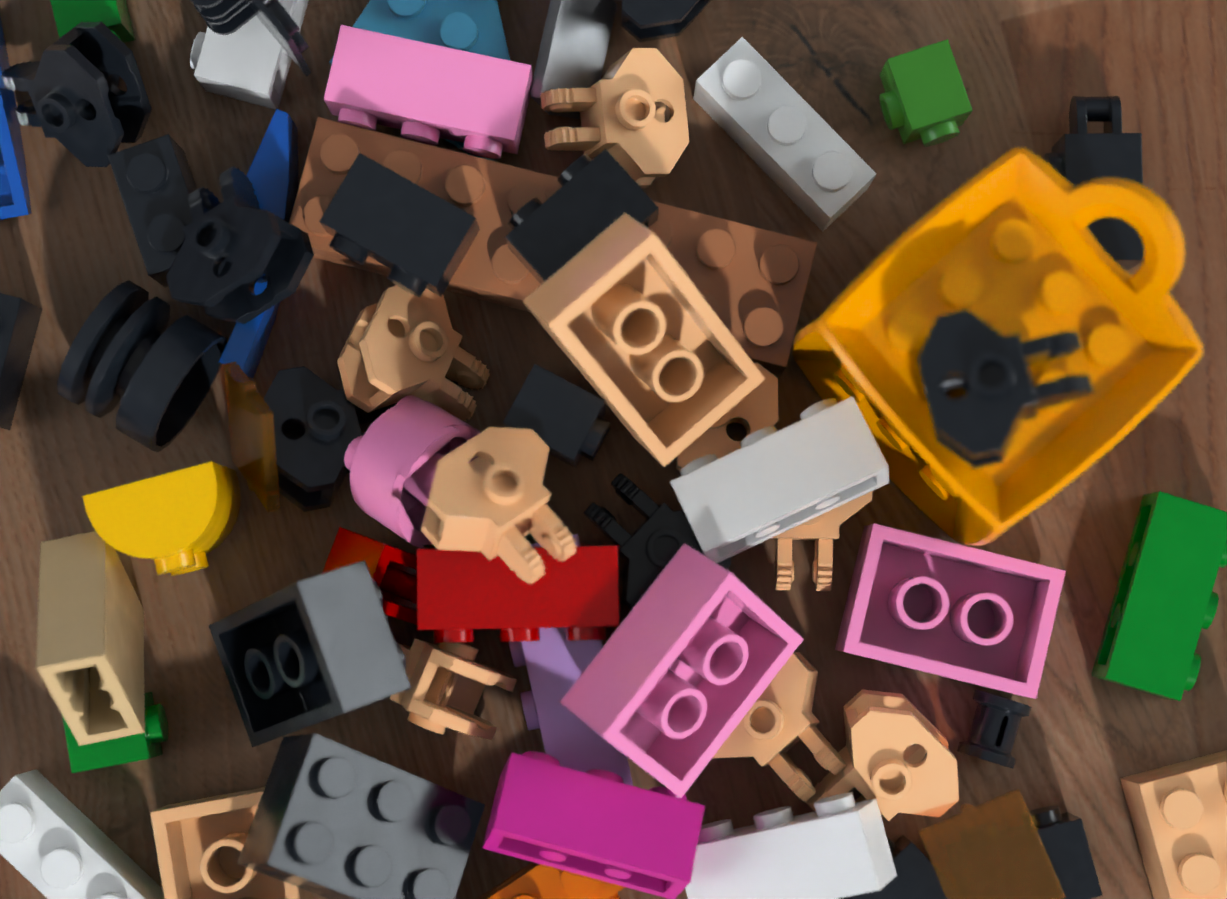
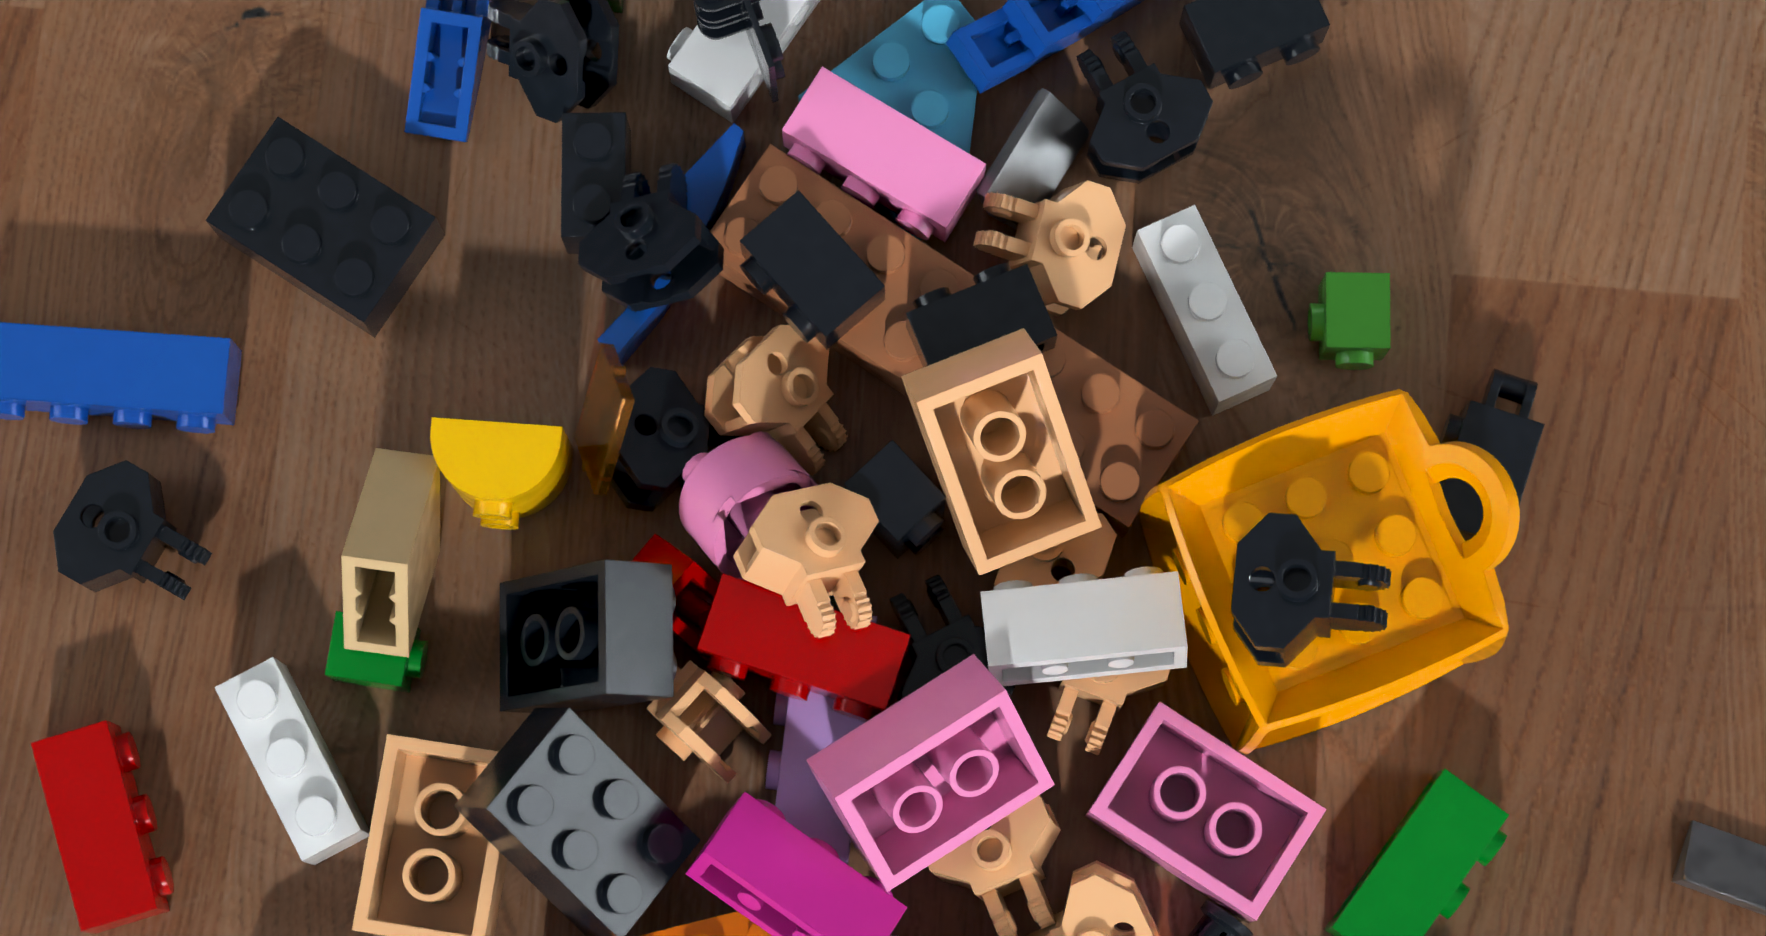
camera: 20 degrees right, 5 degrees down
(135, 362) = (516, 307): black wheel -> none

